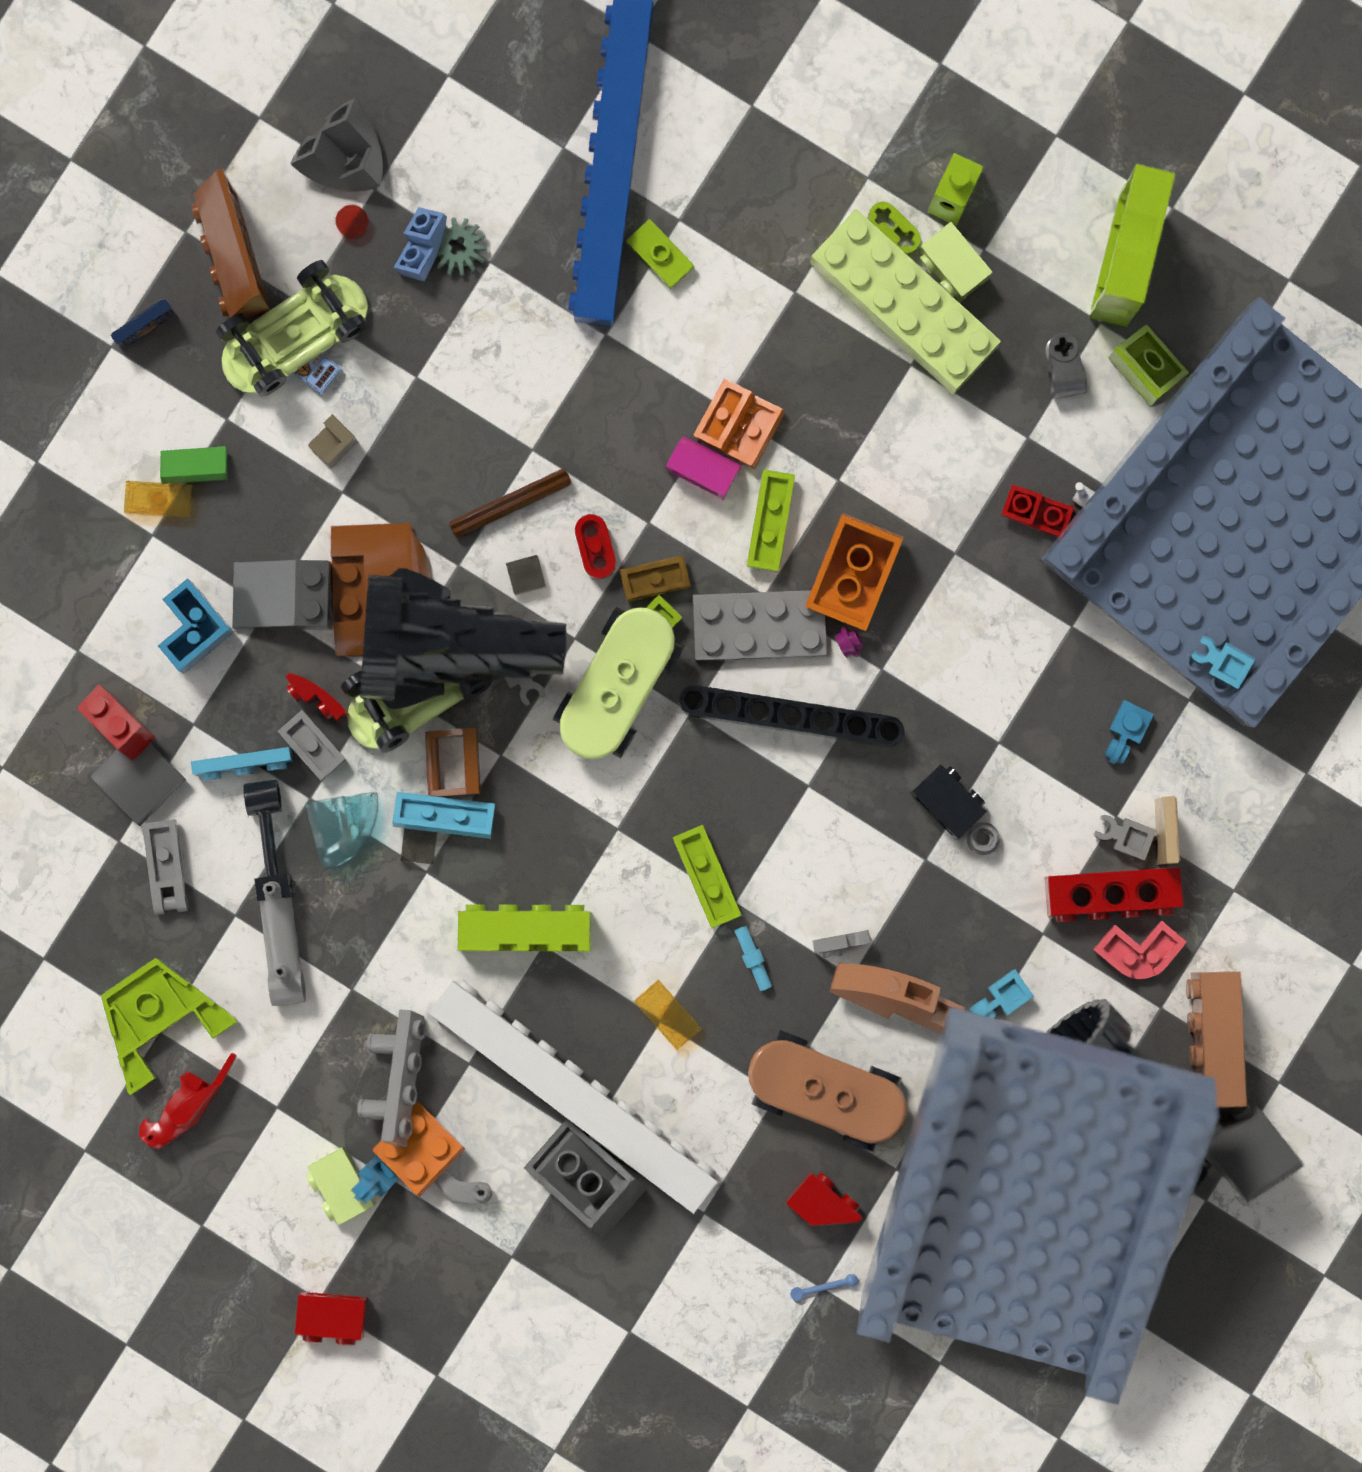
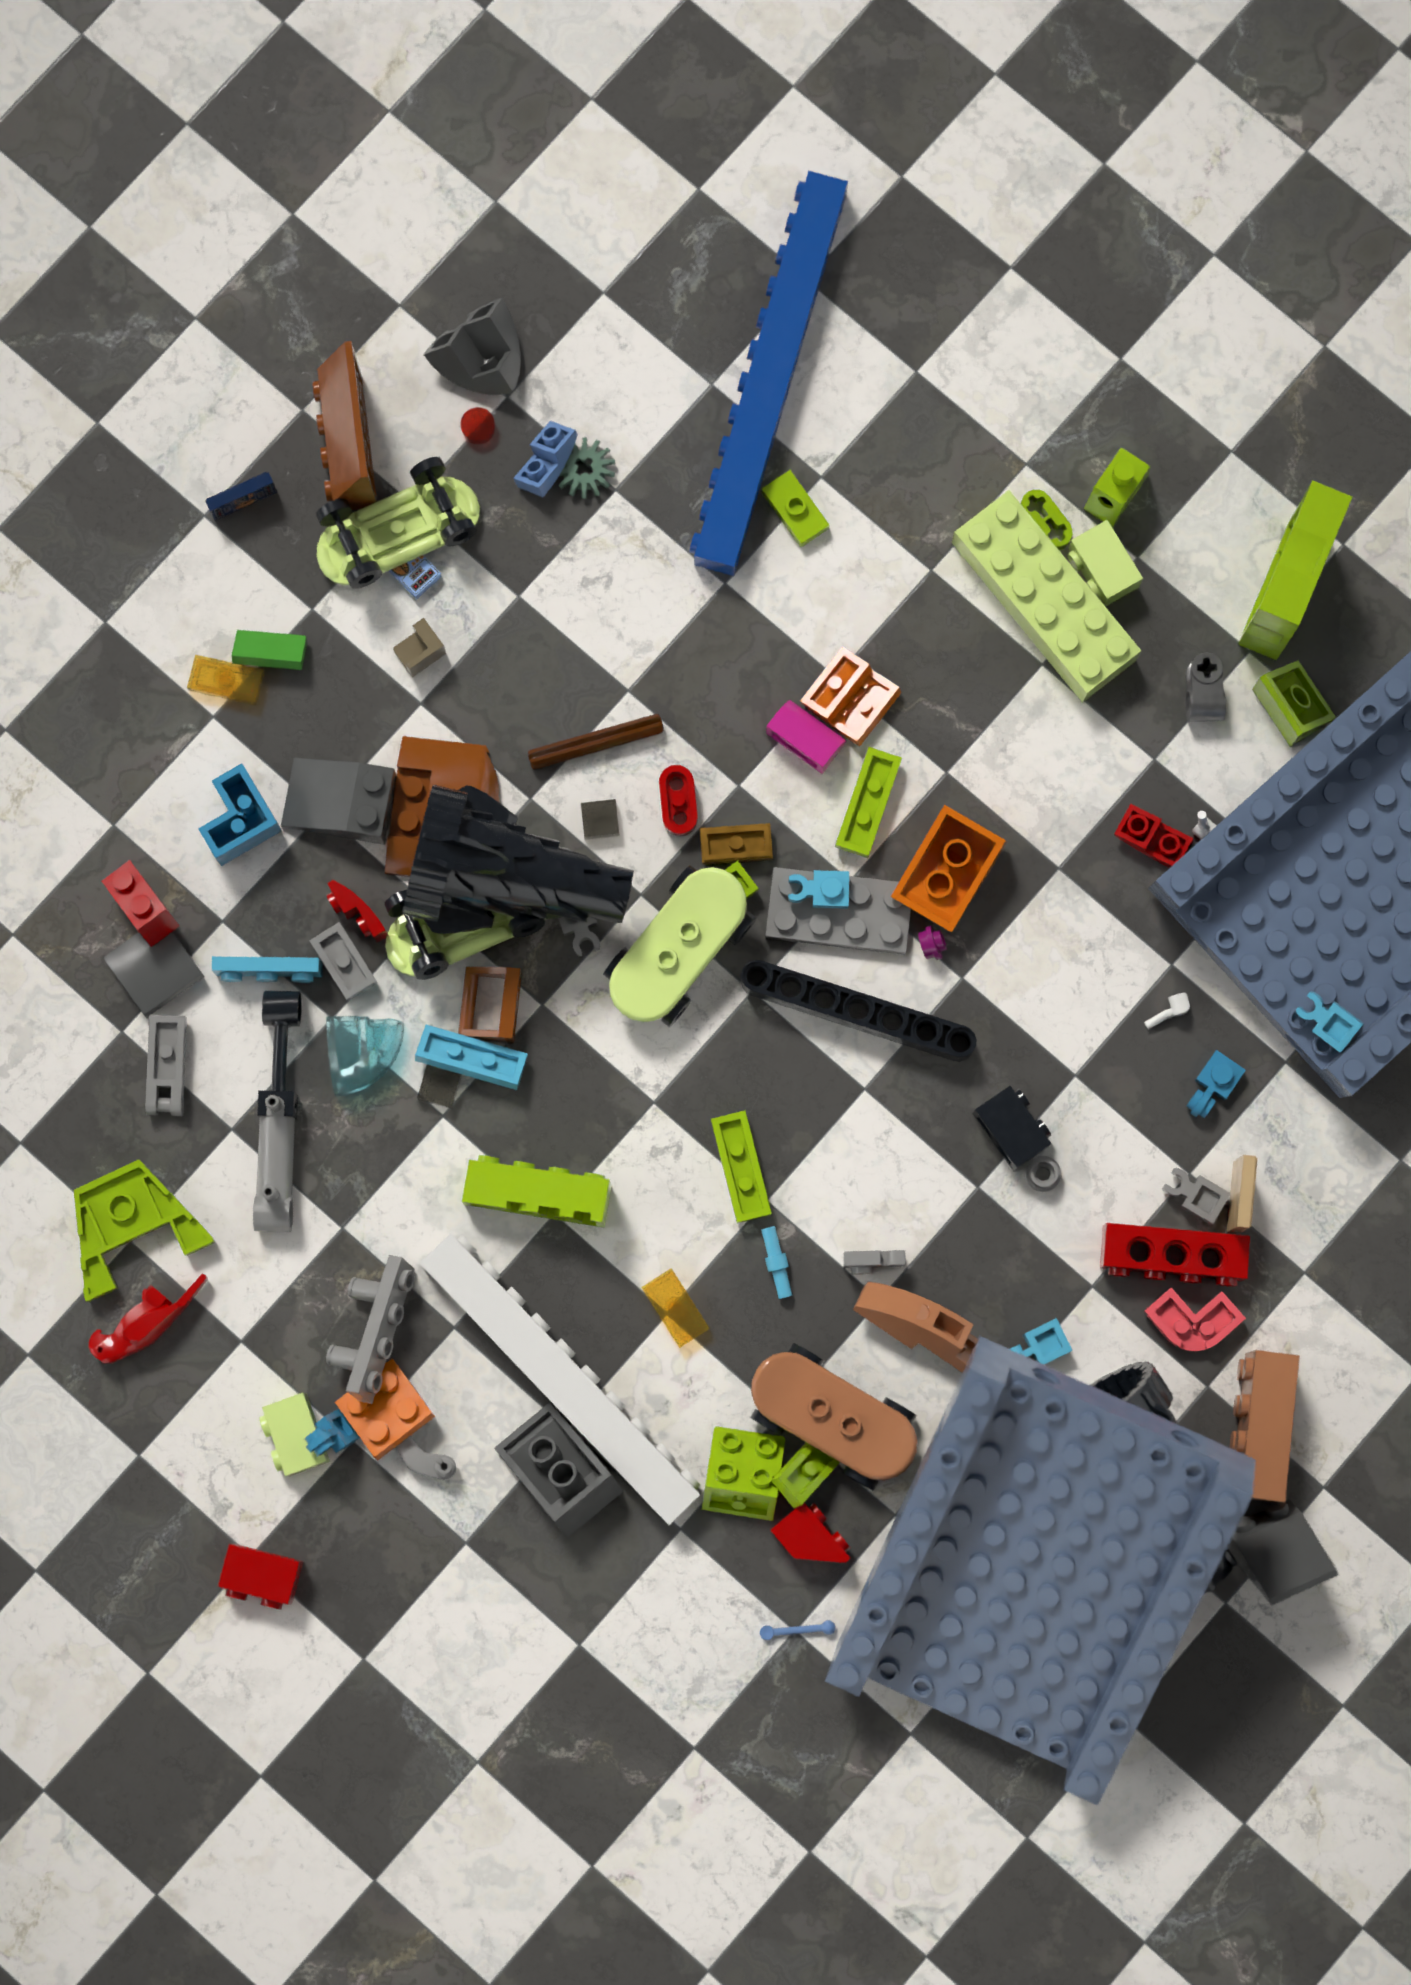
camera: 10 degrees right, 5 degrees down
(746, 609) = (827, 889): none -> medium azure plate
(753, 1154) = (742, 1473): none -> lime bracket
(808, 1148) = (803, 1474): none -> lime plate
(1083, 663) = (1179, 1006): none -> white hand

